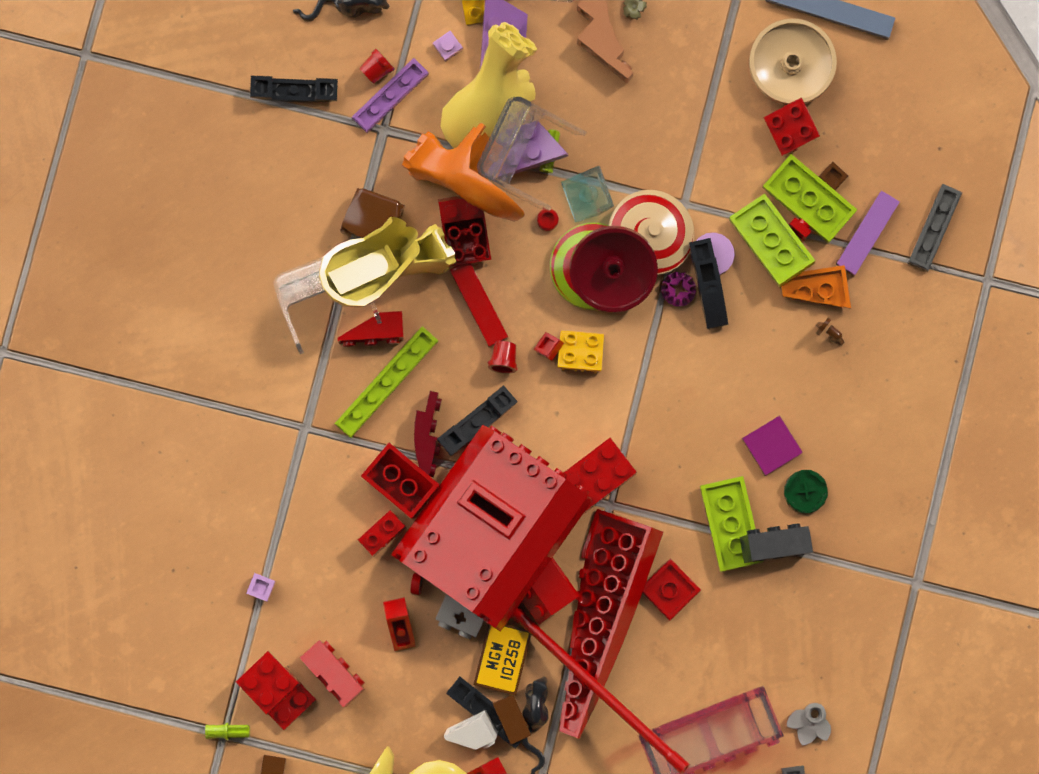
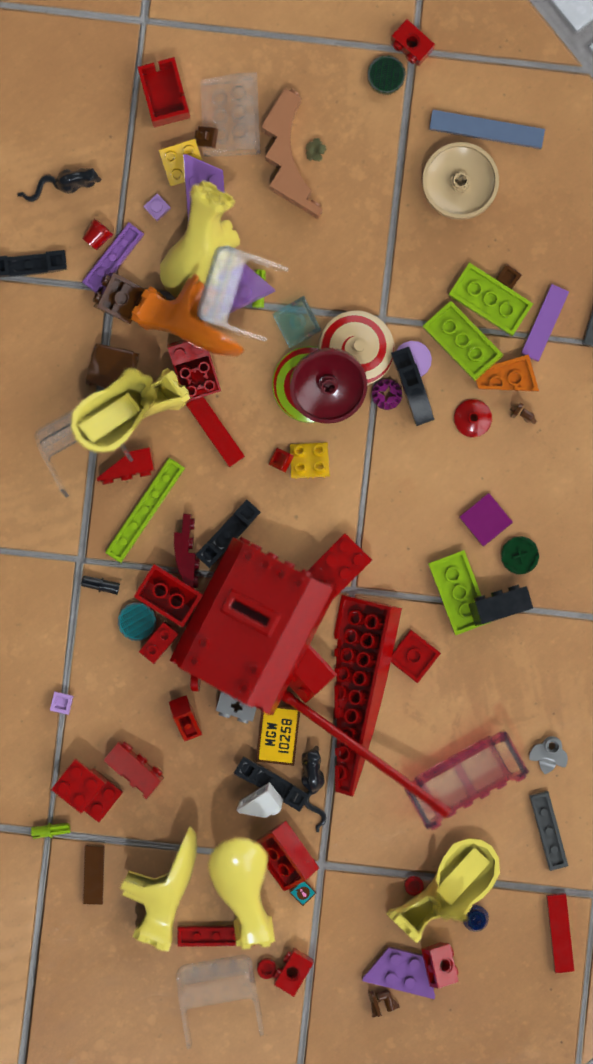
camera: 10 degrees left, 5 degrees up
(324, 459) = (100, 584): none -> black axle
(359, 506) = (137, 621): none -> tile
(390, 139) = (118, 297): none -> reddish brown plate
(503, 358) = (243, 475): red piece -> none
(511, 719) = (293, 787): reddish brown tile -> none
(547, 220) = (265, 349): red tile -> none
(772, 340) = (466, 425): none -> red dish
(791, 126) = (467, 238): red hinge -> none
(800, 228) = (485, 327): red plate -> none

